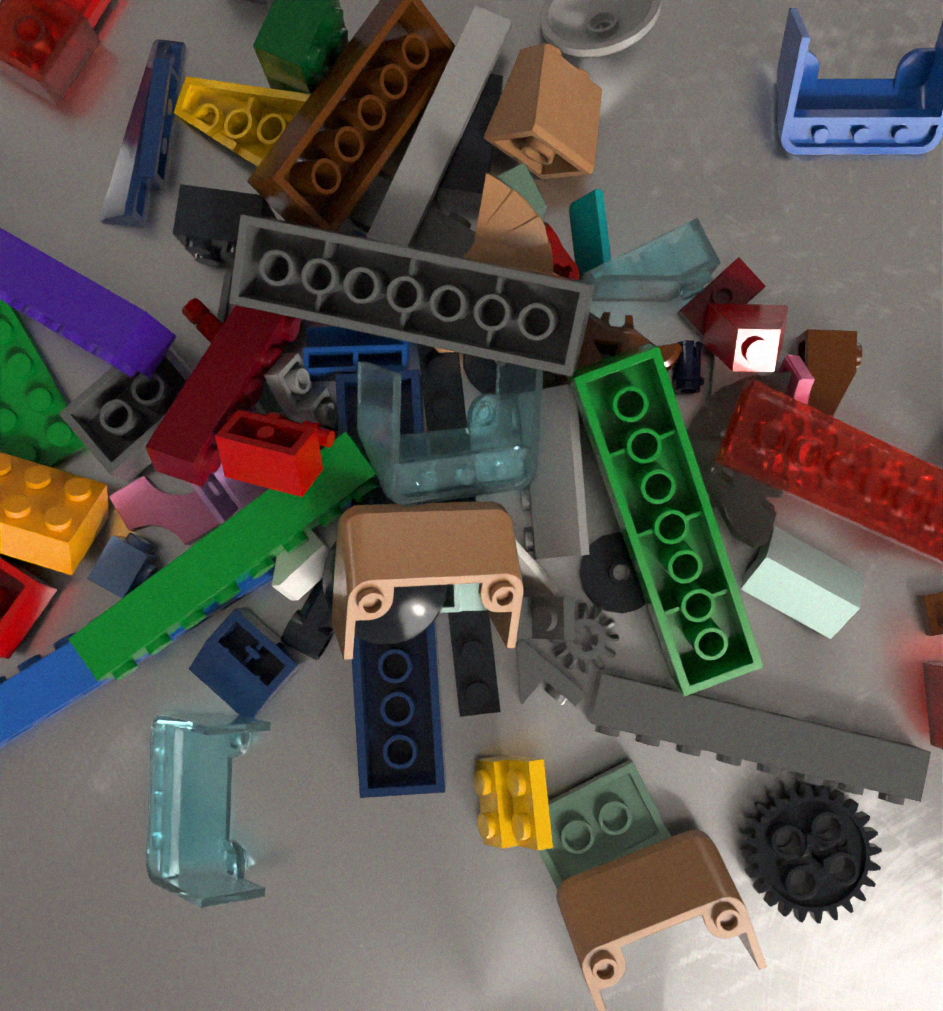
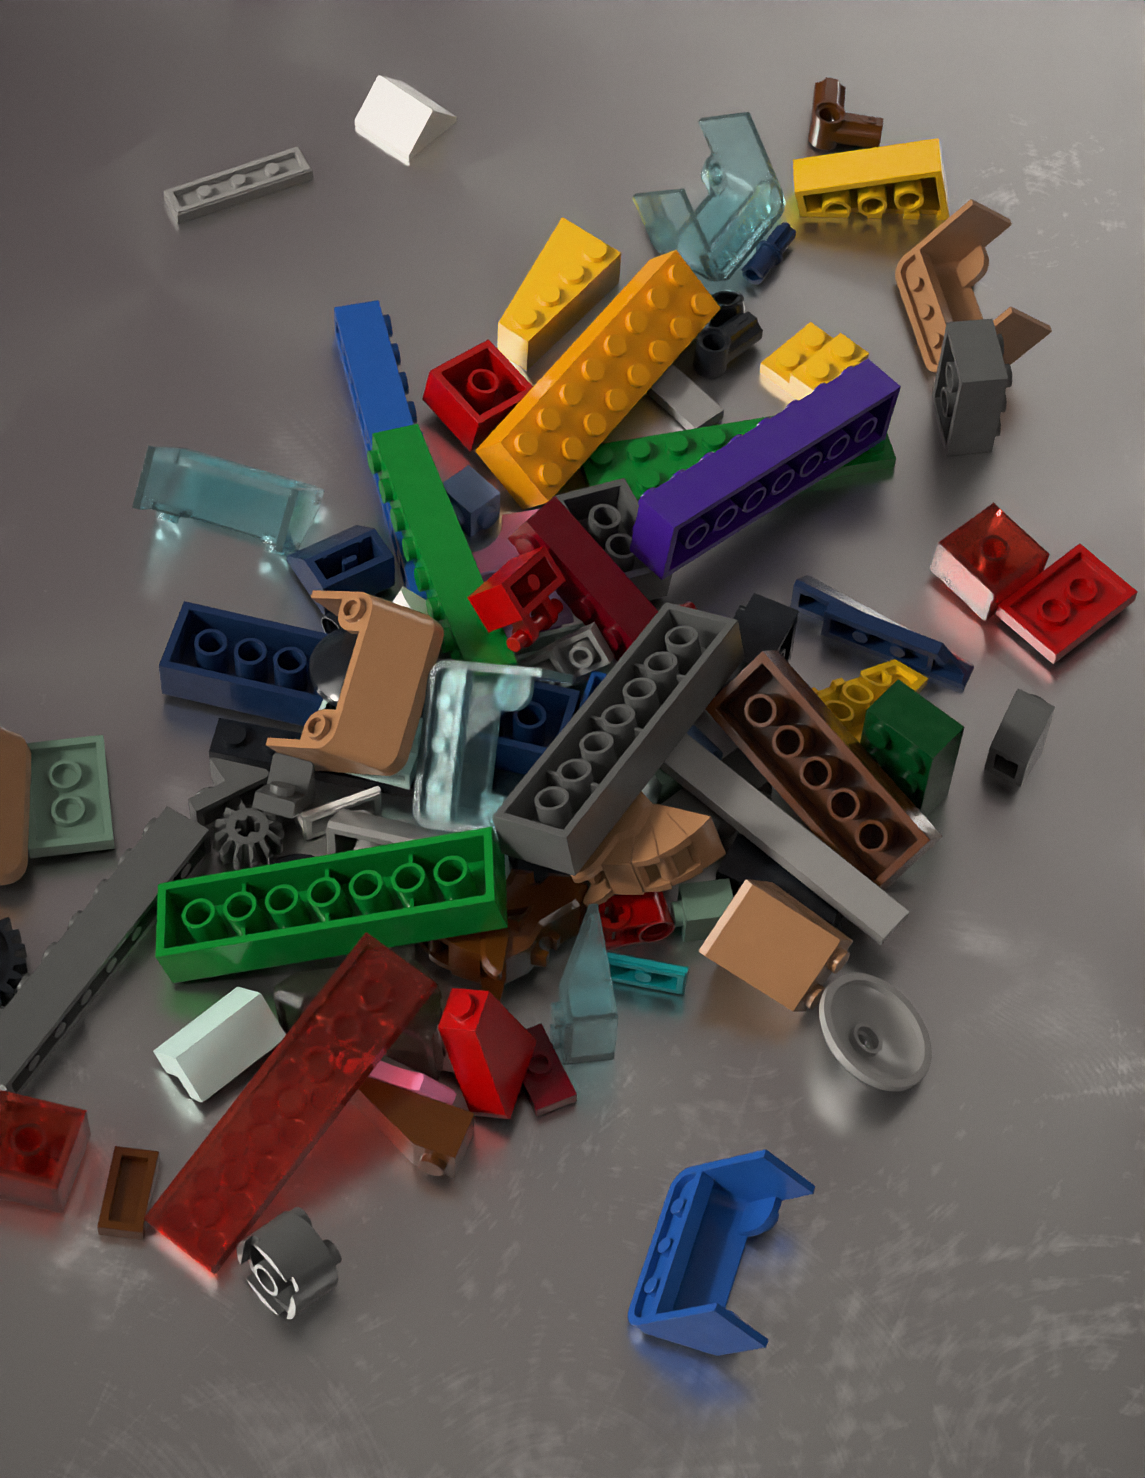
camera: 100 degrees right, 30 degrees down
(513, 802) = (124, 722): yellow plate -> none

